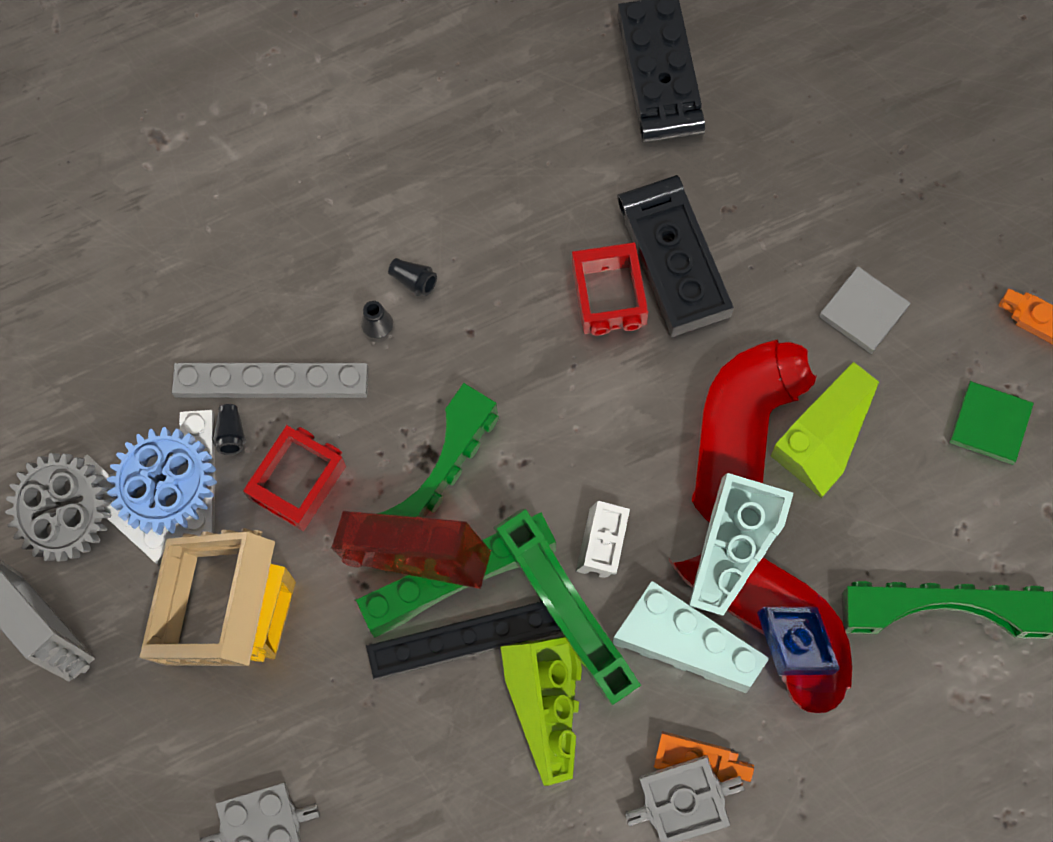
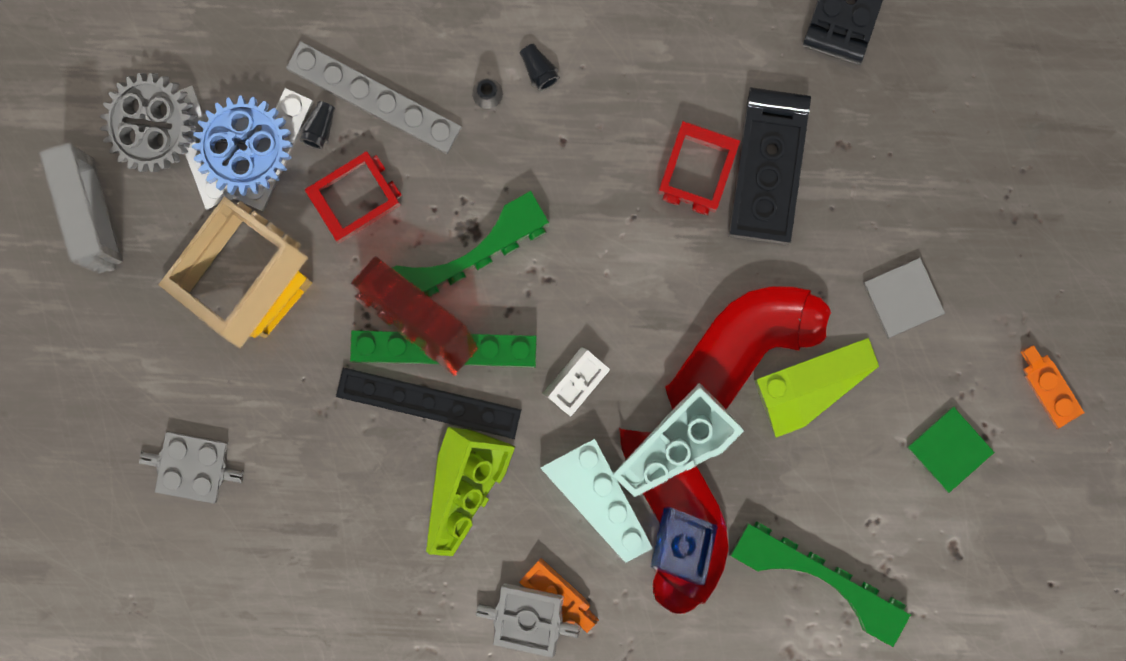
camera: 25 degrees right, 15 degrees up
(566, 606) = (515, 424): green arch -> none

